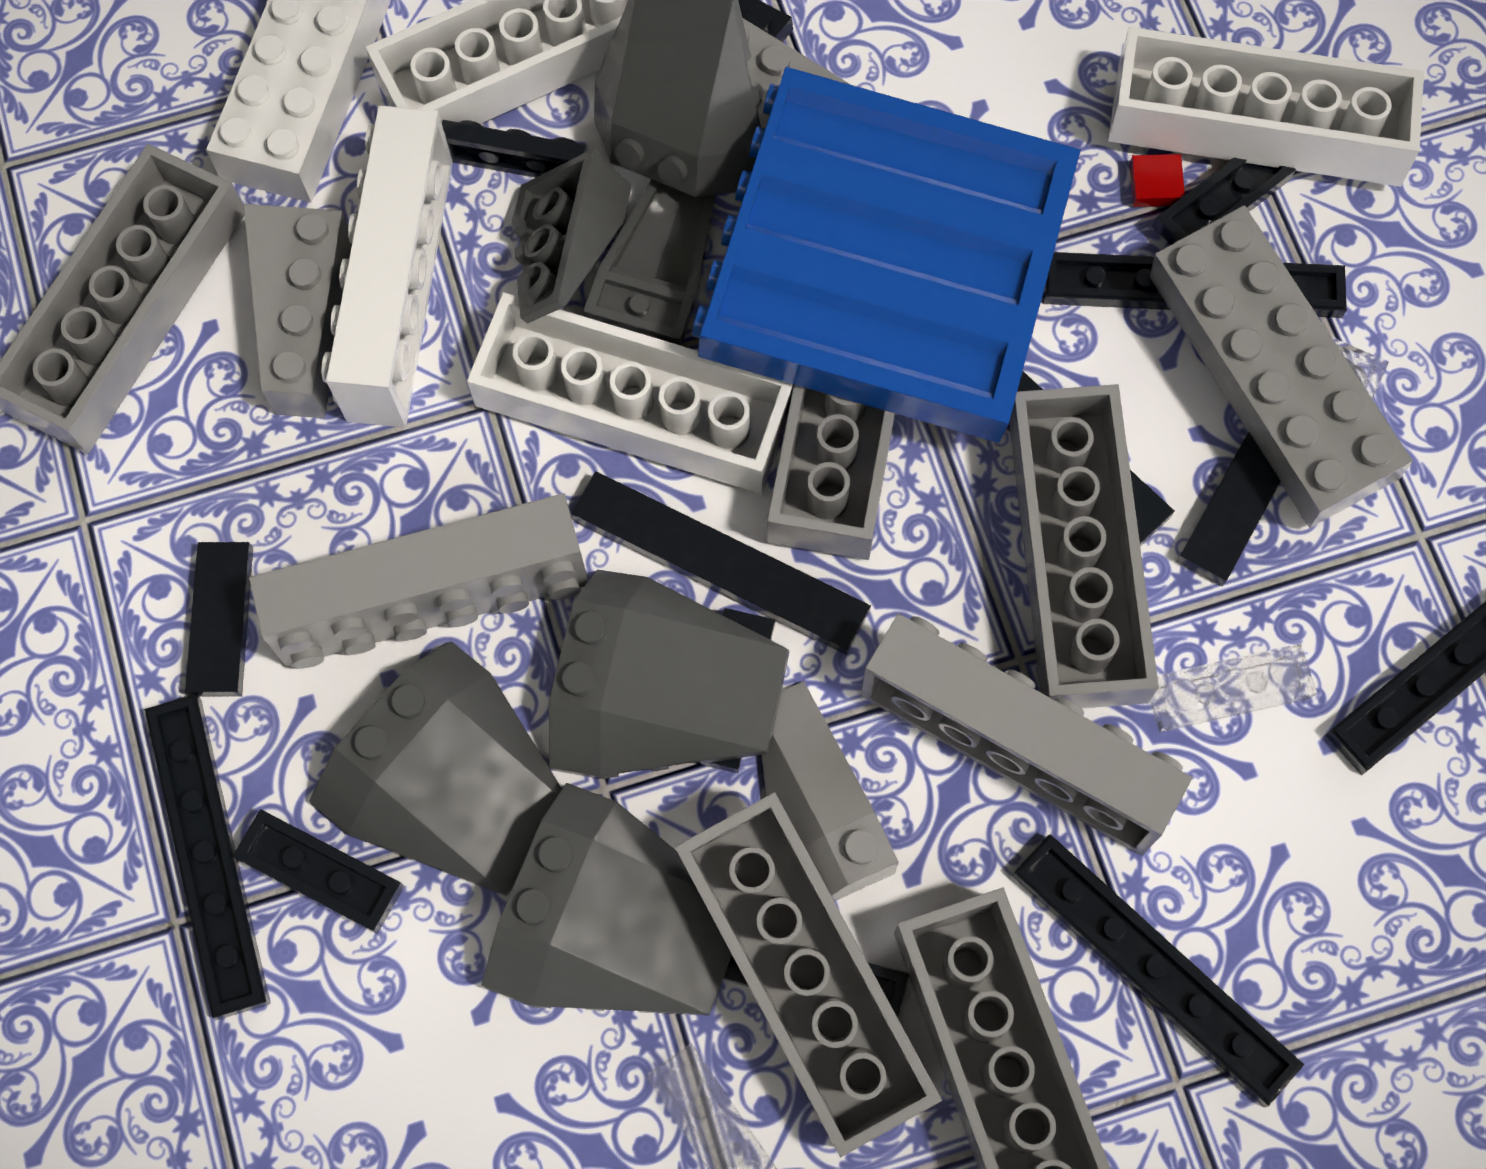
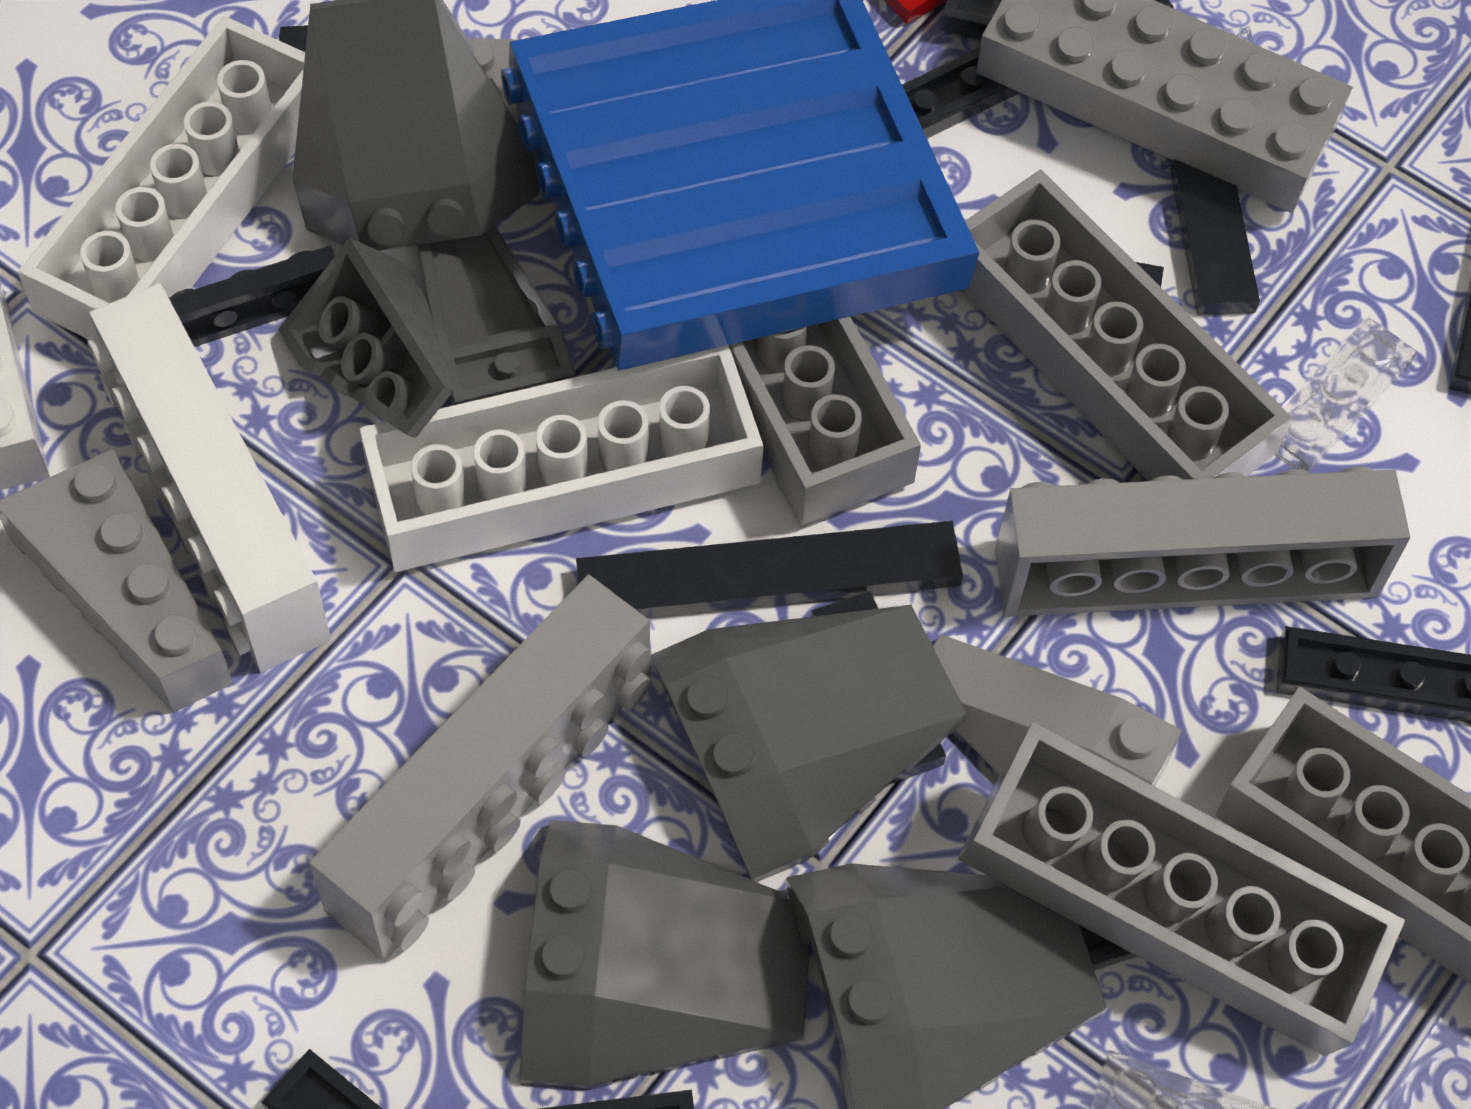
camera: 40 degrees left, 10 degrees down
(219, 619) = (274, 956): black tile -> none

